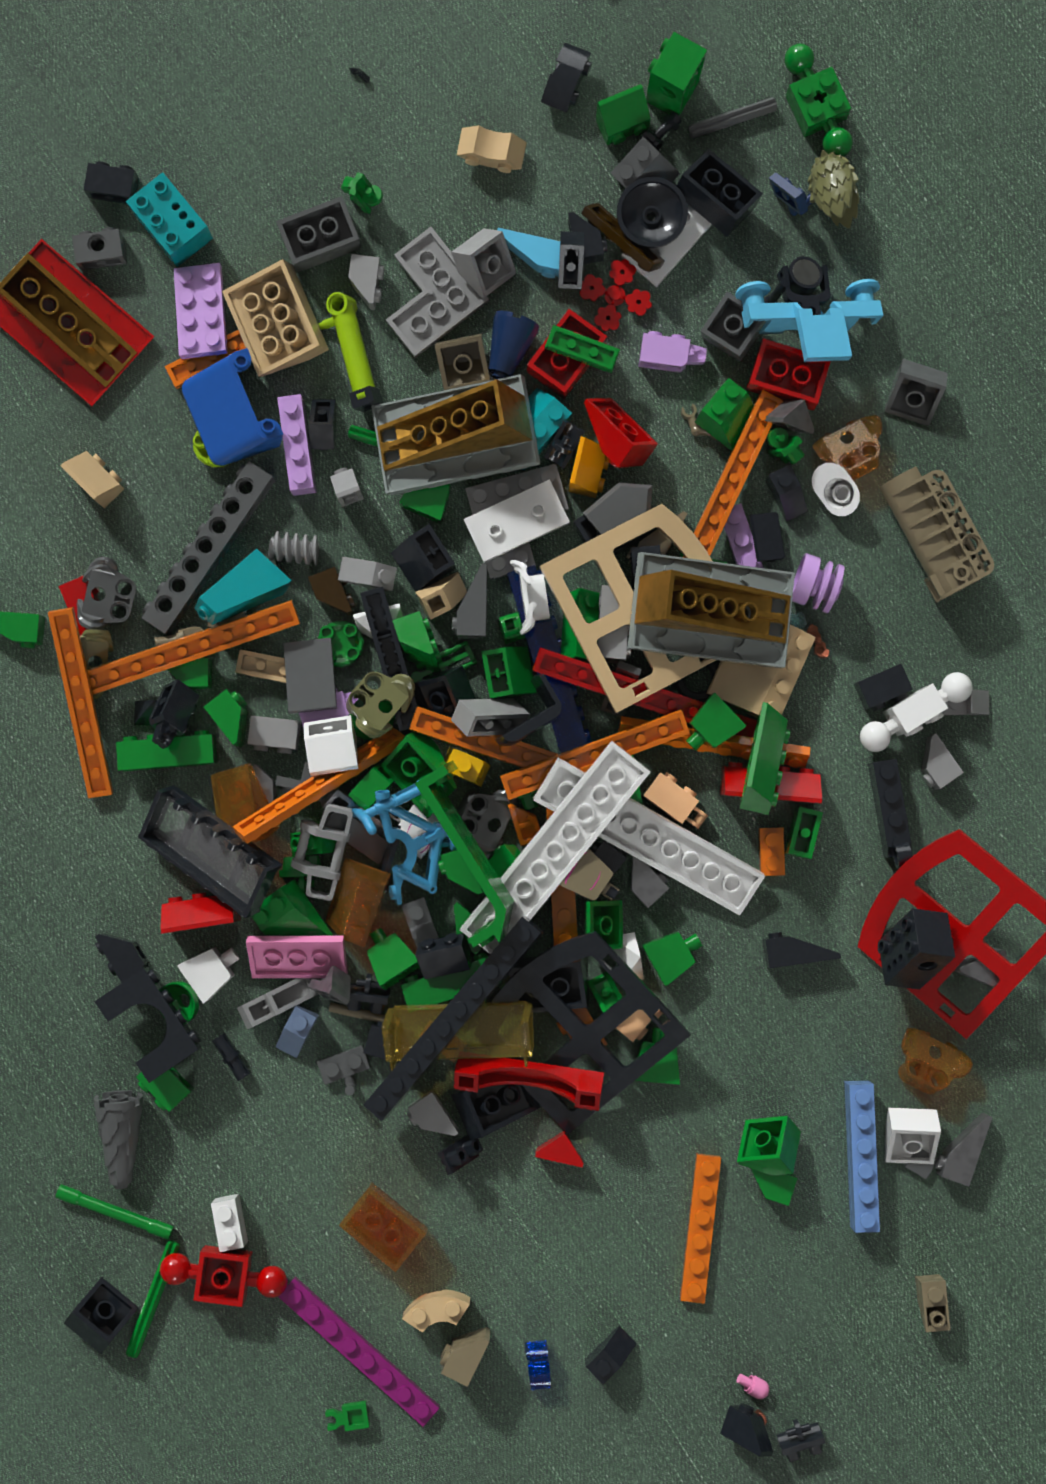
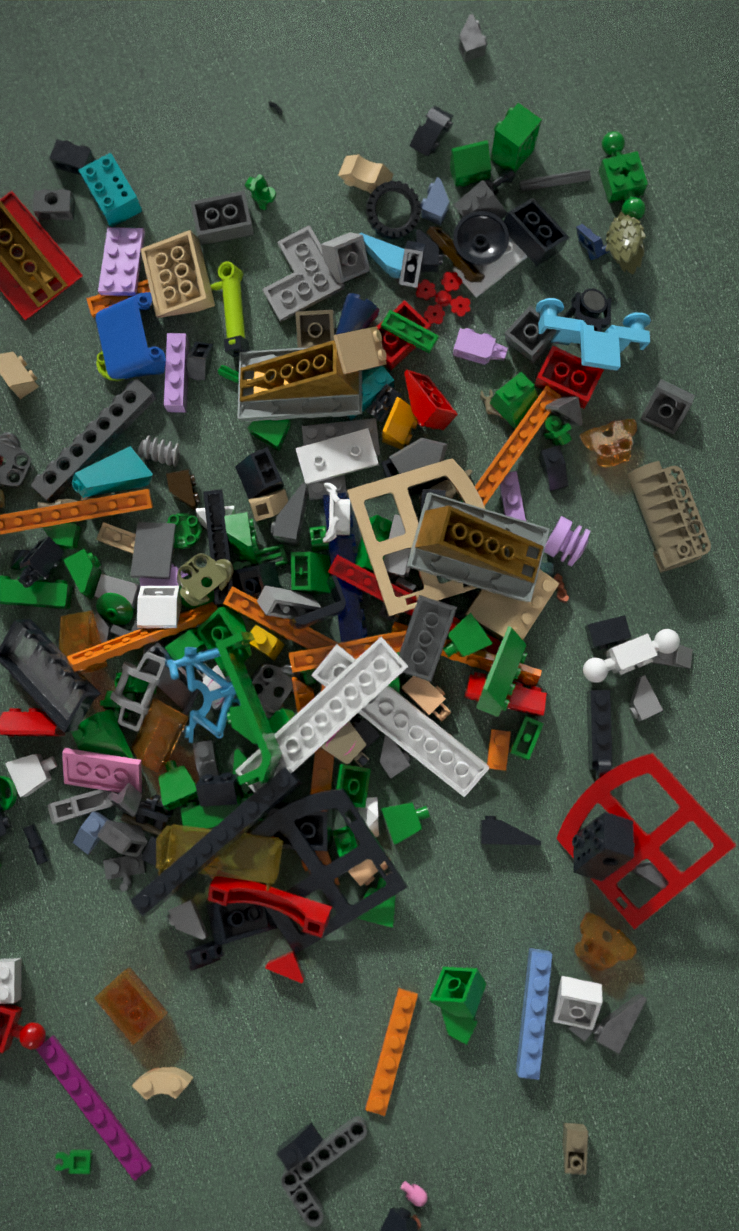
camera: 15 degrees right, 5 degrees down
(275, 755) = (114, 609): none -> green dish
(338, 1031) = (123, 837): none -> flat silver slope
(346, 486) = (209, 410): light grey slope -> none
(365, 277) = (252, 255): light grey slope -> none
(367, 573) = (212, 478): light grey slope -> none
(464, 1355) = (176, 1126): dark tan slope -> none
(526, 384) = (360, 350): none -> tan slope
(538, 1364) = (238, 1145): clear blue leg -> none
(562, 186) = (412, 198): none -> black tyre
(588, 172) = (436, 204): none -> sand blue slope
(637, 1370) = (312, 1202): none -> dark grey beam
(665, 730) = (426, 637): none -> dark grey tile
(767, 537) = (533, 500): black slope -> none
(836, 489) = (592, 470): white piece -> none

